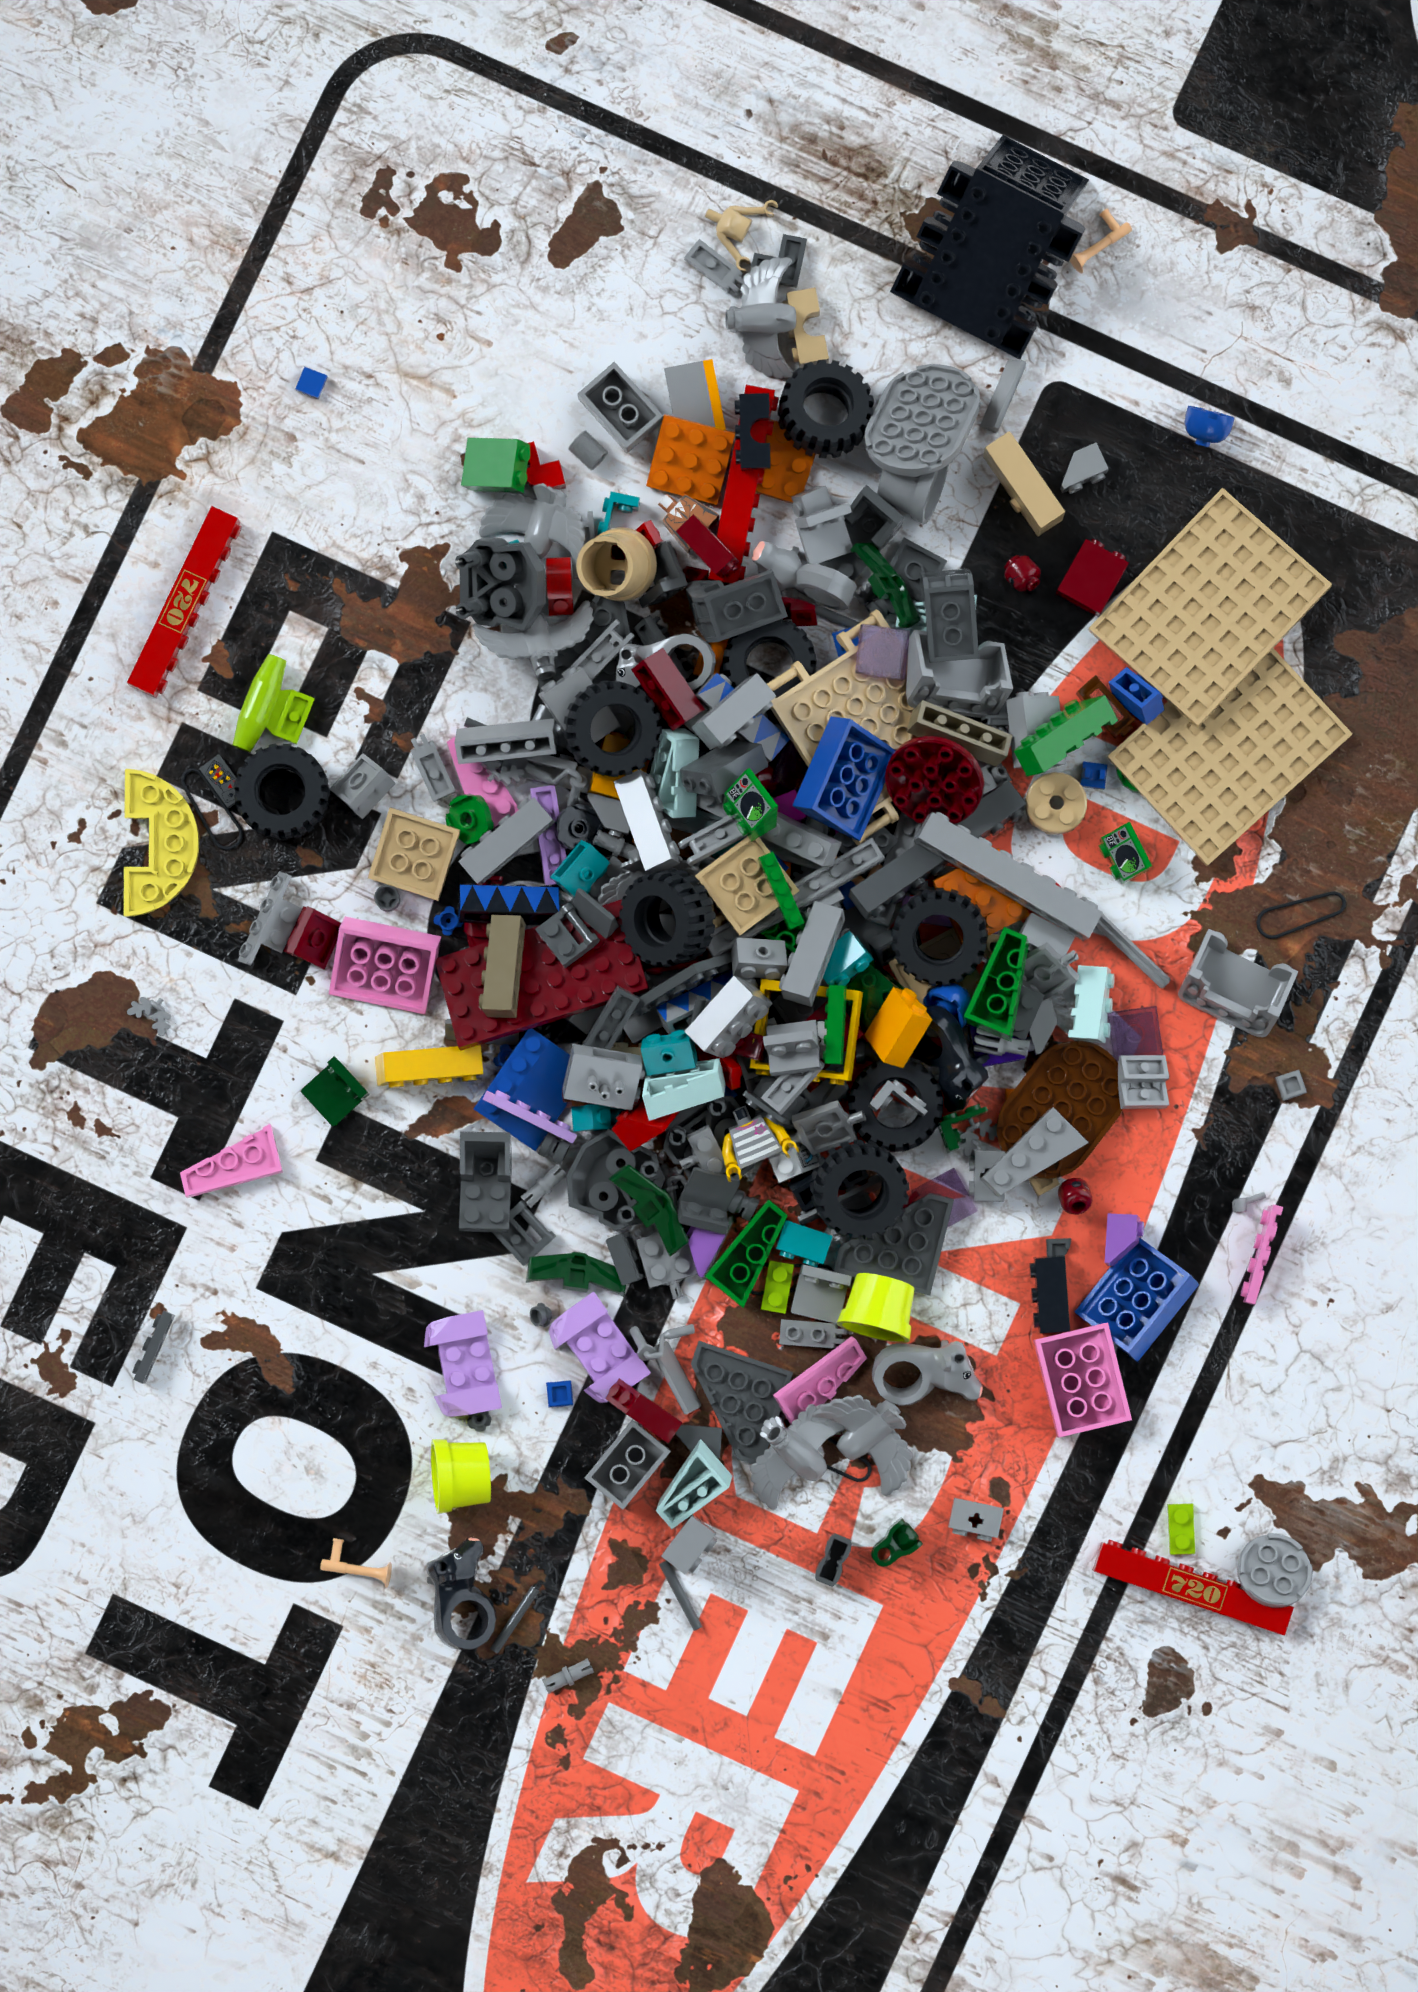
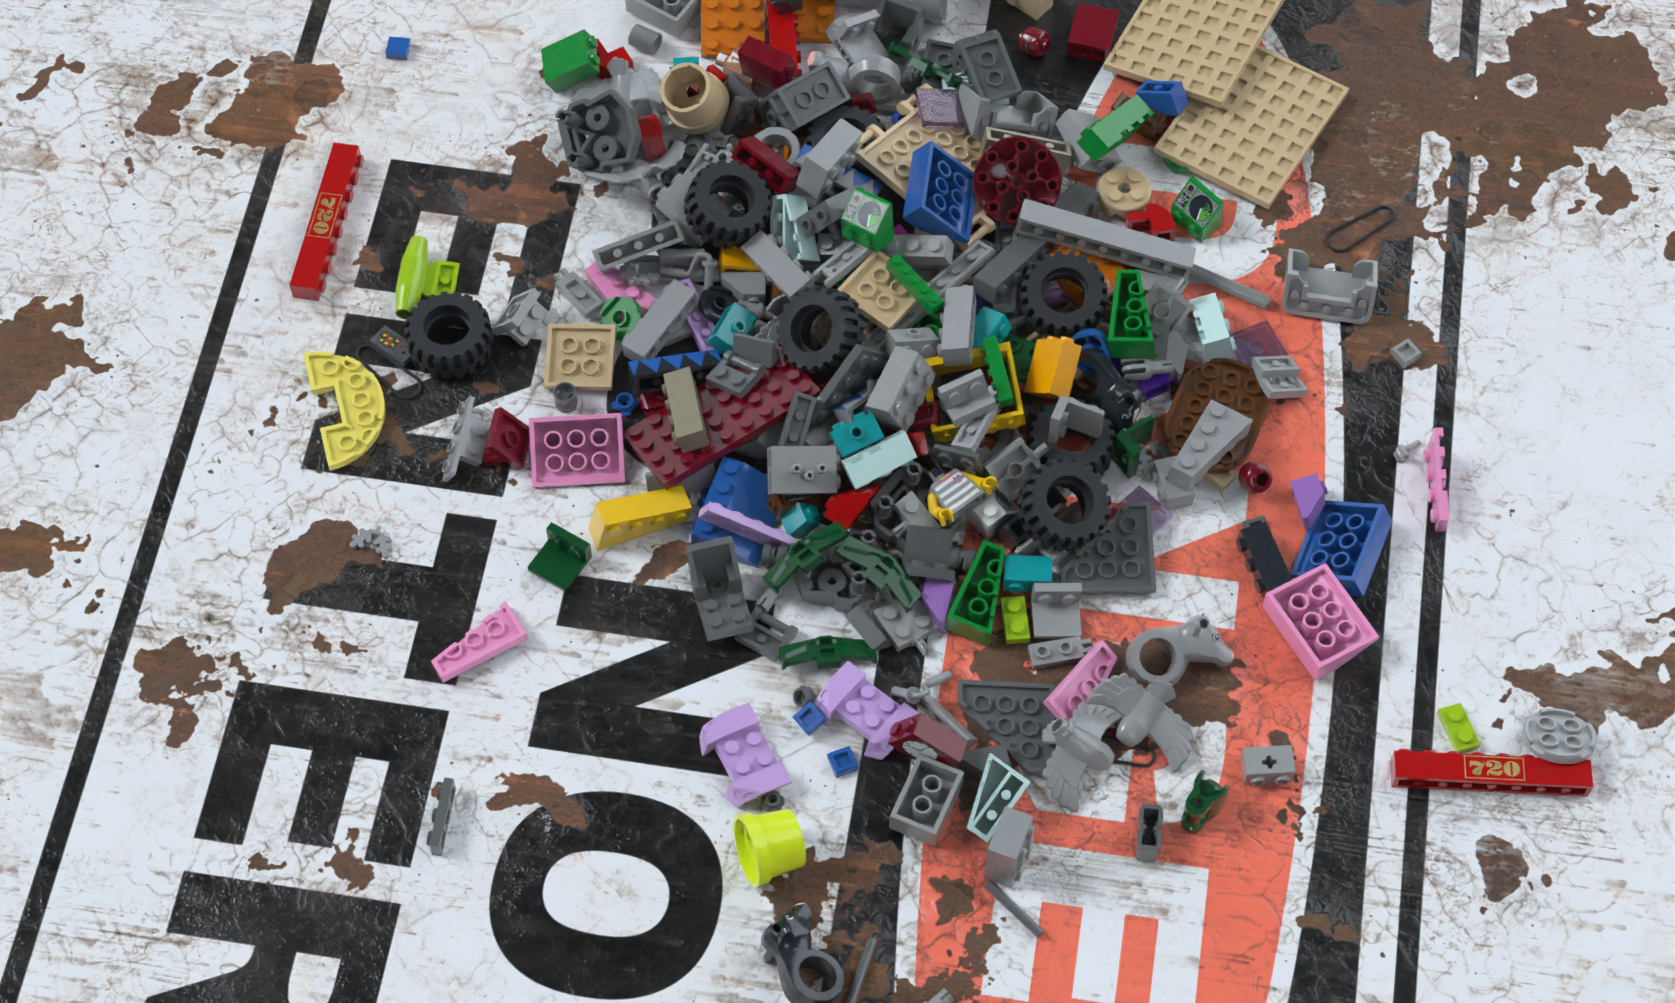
camera: 20 degrees left, 25 degrees down
(335, 1565) = (672, 969): light nougat piece -> none
(539, 1341) = (809, 718): none -> blue plate
(581, 1167) = (804, 555): none -> dark green plate
(878, 1308) = (1115, 605): neon yellow piece -> none
(1079, 848) = (1154, 220): none -> red brick
(1093, 775) = (1148, 167): blue tile -> none

